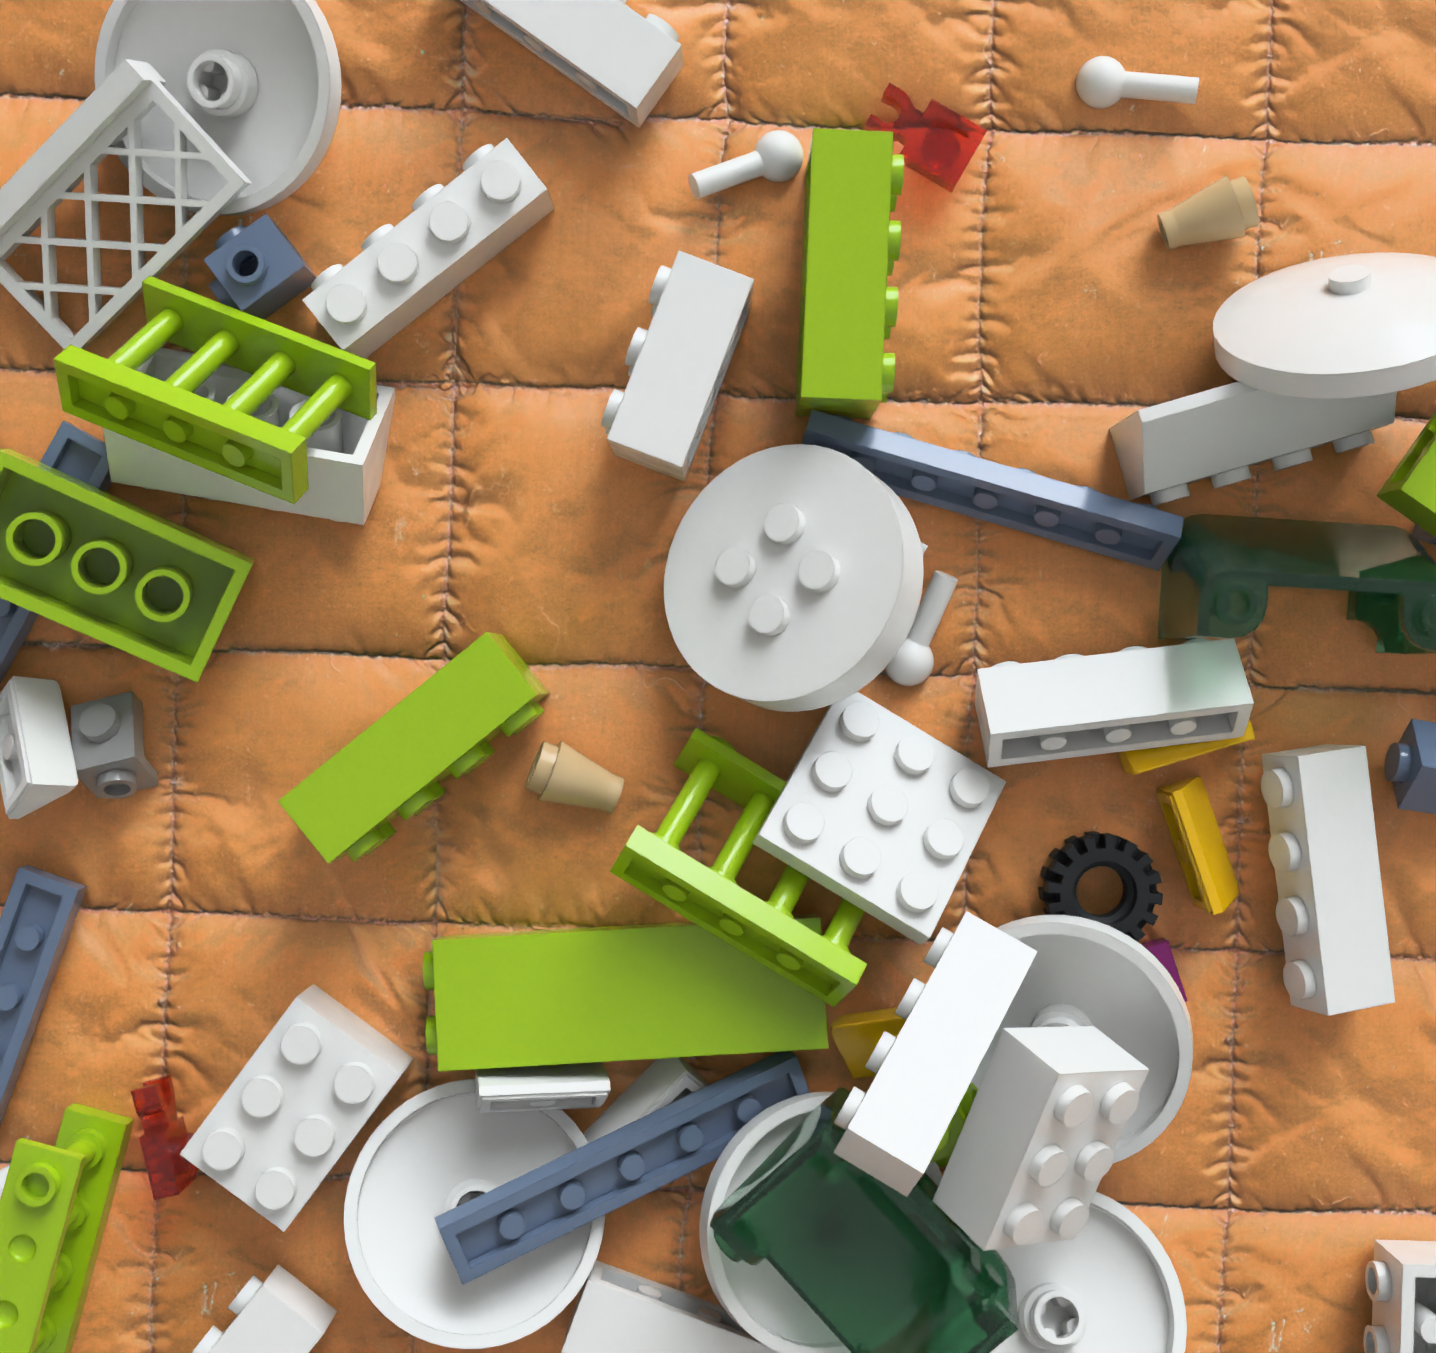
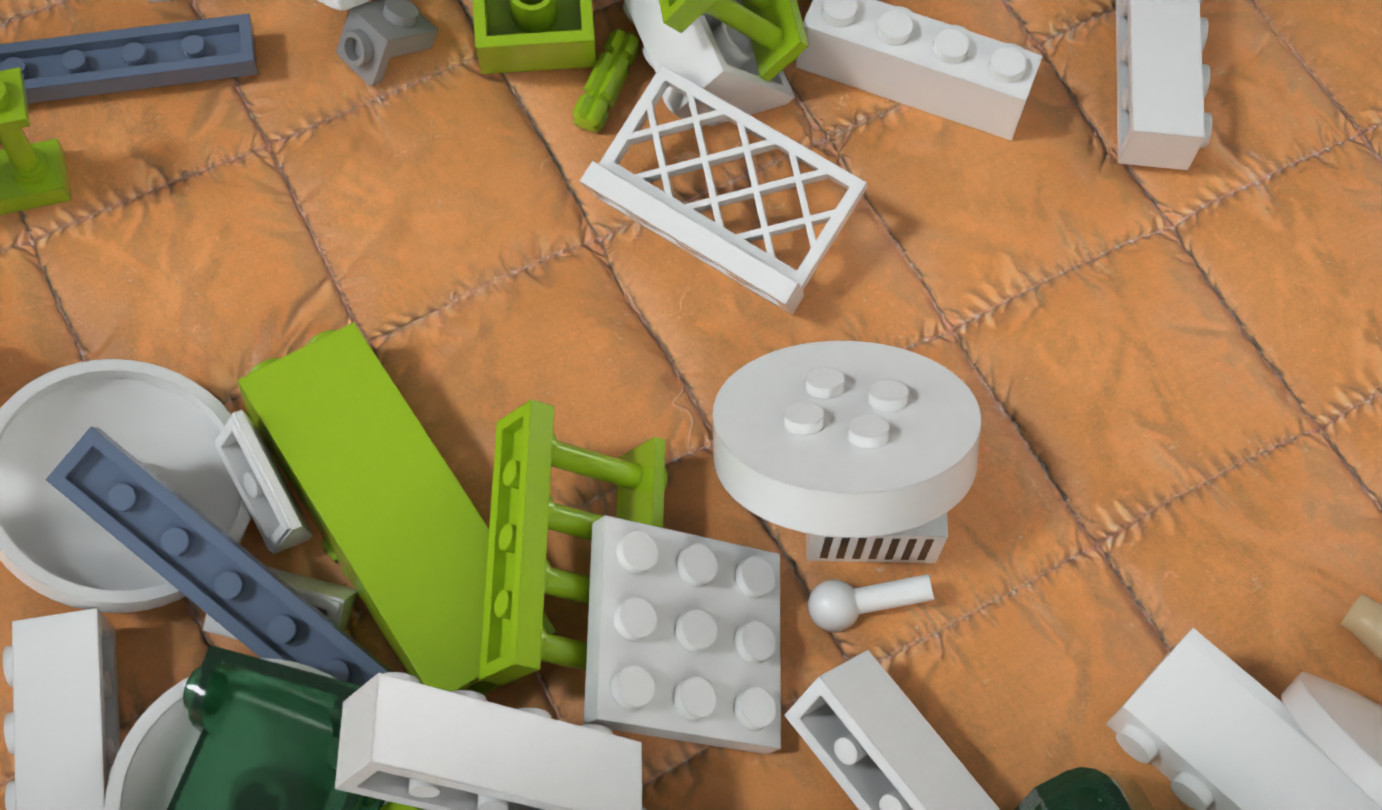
camera: 50 degrees right, 25 degrees down
(163, 1138) = (61, 220): clear red plate -> none
(278, 560) = (606, 81): none -> lime axle
(296, 1106) = (146, 298): white brick -> none
(413, 747) = (517, 229): lime brick -> none
(486, 584) = (696, 233): none -> white fence
(572, 779) = (557, 372): tan cone -> none
(678, 364) = (958, 267): white brick -> none
(775, 157) = (1171, 273): white bar -> none
(845, 273) = (1119, 352): lime brick -> none
(934, 142) = (1274, 377): clear red plate -> none
(1003, 493) = (1038, 601): sand blue plate -> none

